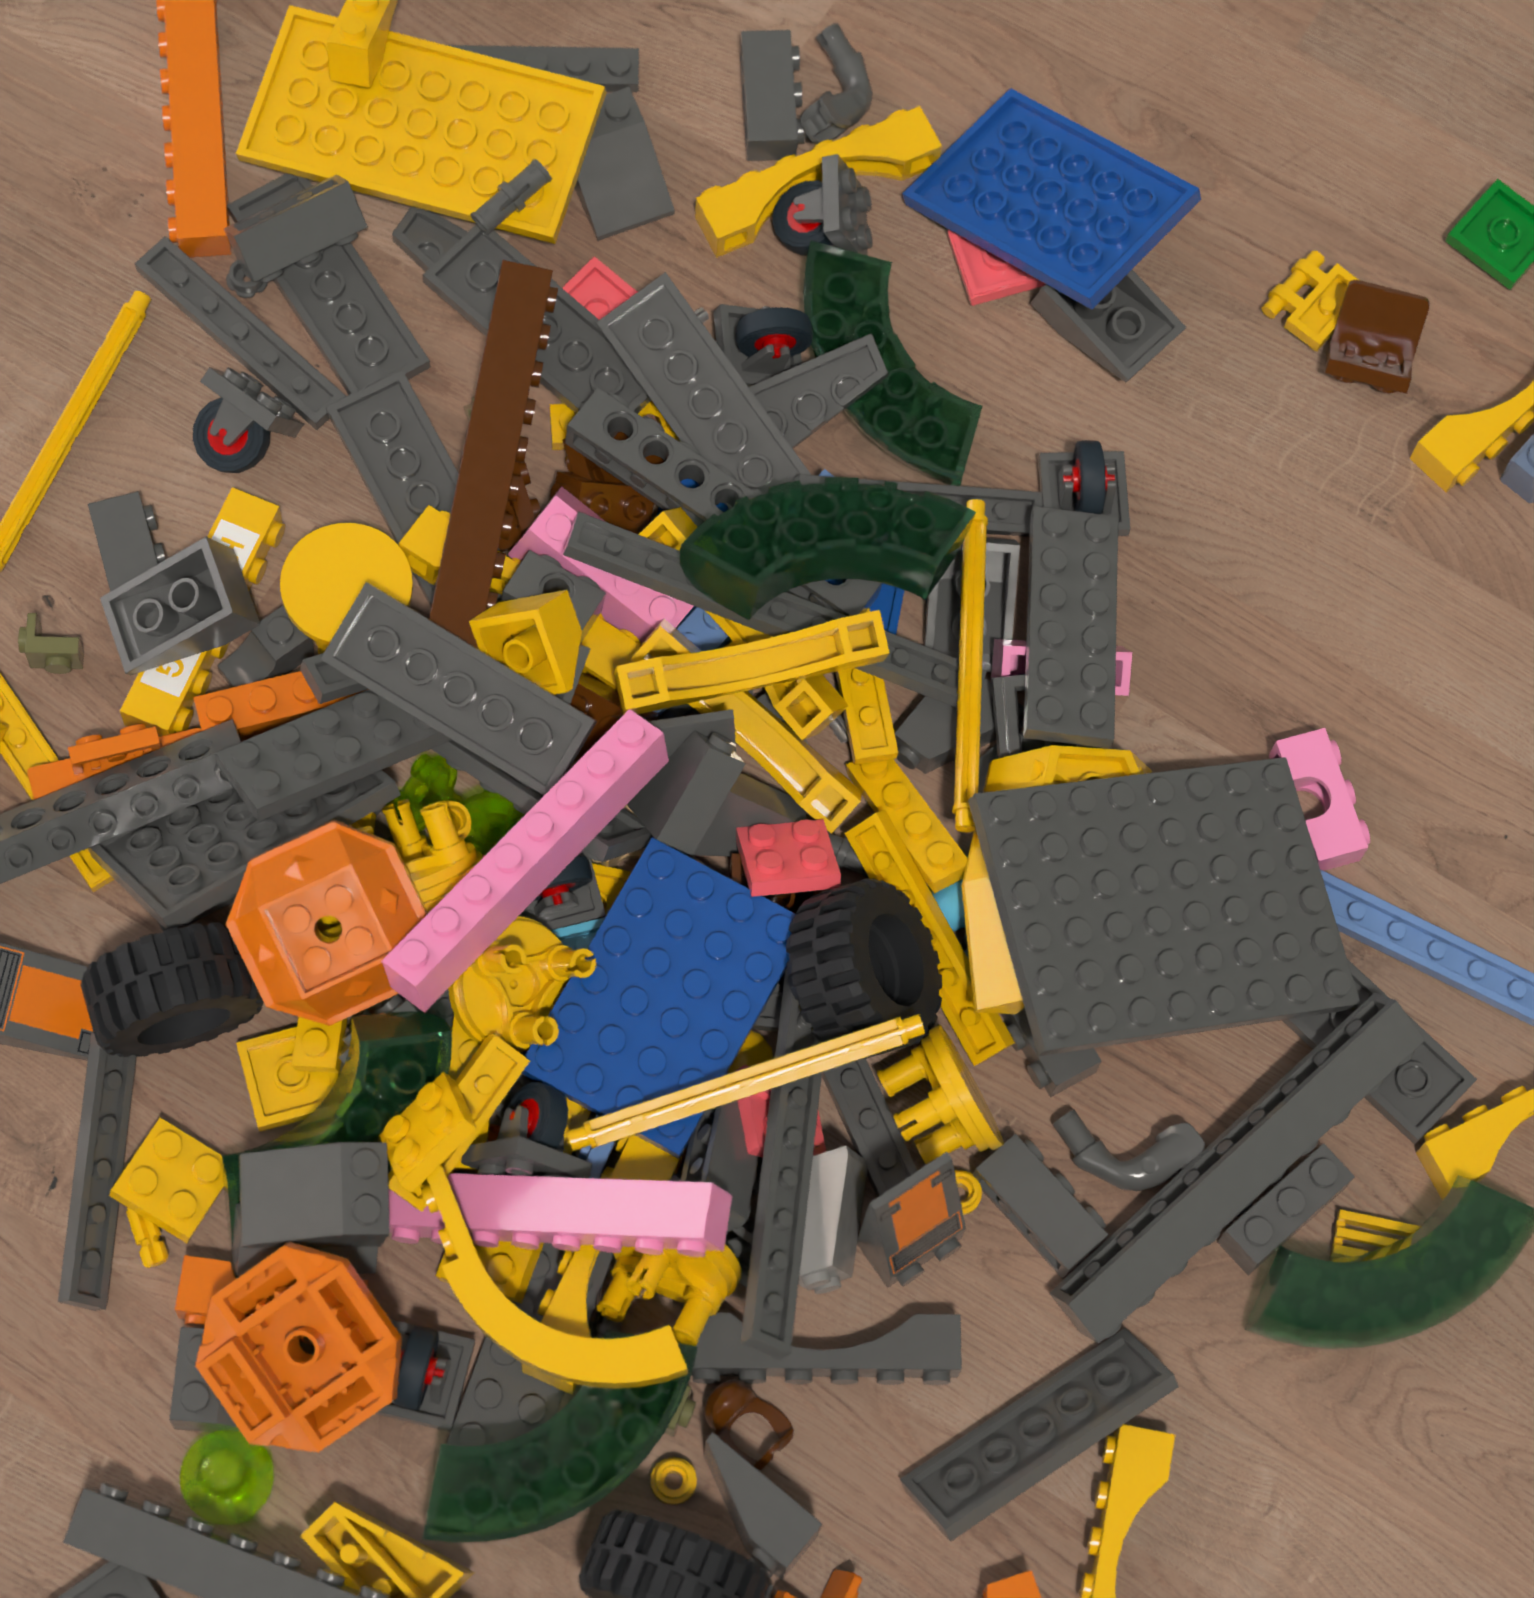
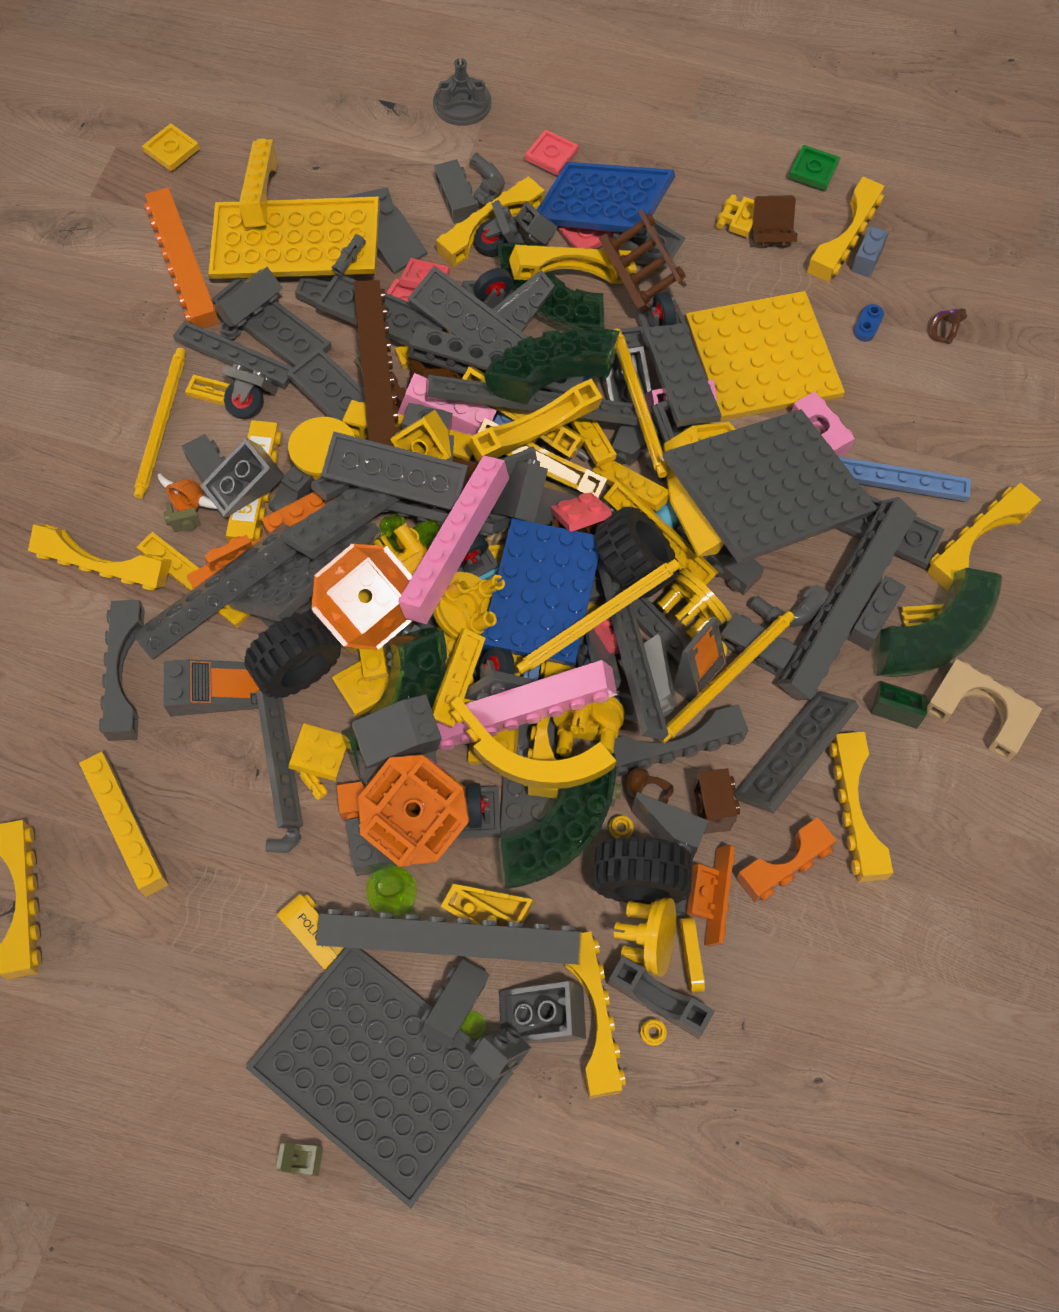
camera: 10 degrees left, 5 degrees down
(53, 1487) = (303, 922): none -> yellow door
(67, 1334) = (286, 844): none -> dark grey arm
(69, 603) = (185, 494): none -> orange helmet
(161, 404) = (206, 393): none -> yellow tile
(427, 1131) = (445, 683): yellow plate -> none
(647, 254) = (417, 270): none -> coral plate
(854, 1485) = (716, 800): none -> reddish brown brick
(898, 220) = (535, 224): none -> dark grey brick
(955, 1256) = (728, 675): none -> yellow piece
(987, 57) = (551, 152): none -> coral plate
(1021, 345) = (529, 260): none -> yellow arch
(1035, 358) = (622, 262): none -> reddish brown fence
(1260, 615) = (763, 354): none -> yellow plate
(1266, 1396) = (900, 705): none -> dark green slope
(1477, 1478) = (1015, 711): none -> tan arch
(1494, 602) = (871, 320): none -> blue plate

